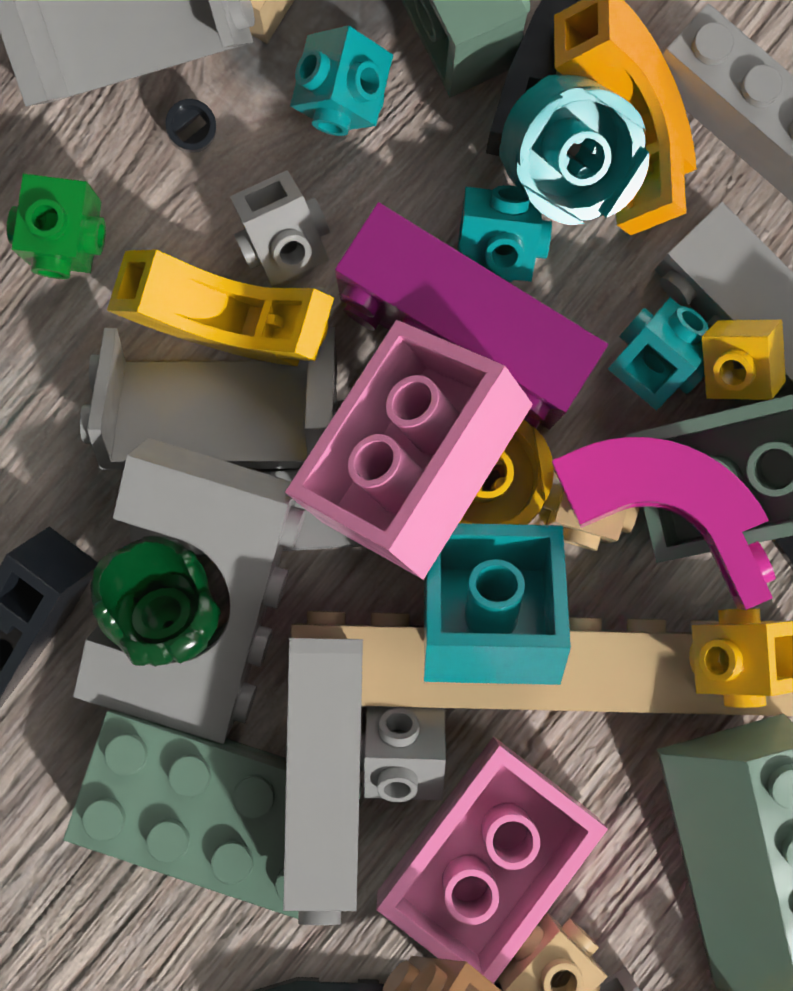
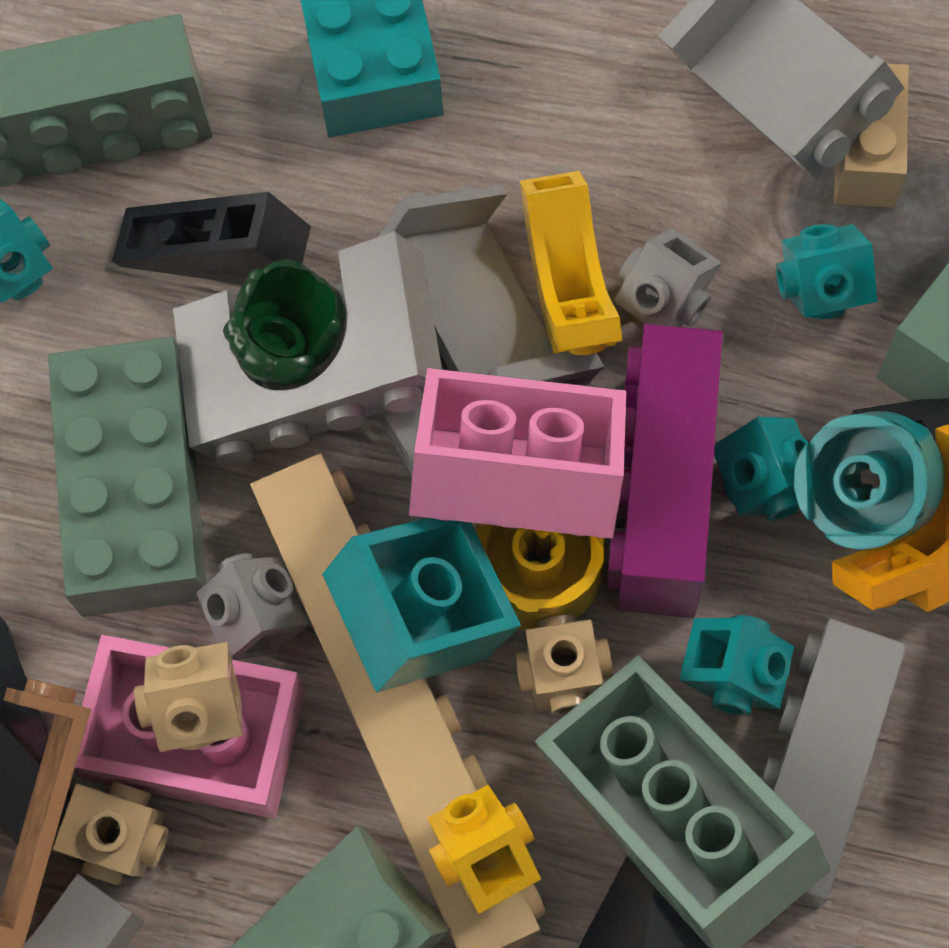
camera: 70 degrees right, 15 degrees down
(56, 226) = (570, 109): green brick -> none
(181, 116) = (723, 162): black hinge -> none
(322, 778) = (201, 516): light grey slope -> none
(493, 860) = (190, 697): none -> tan brick
(679, 479) = (596, 656): dark pink arch -> none
(753, 344) = (767, 729): yellow plate -> none

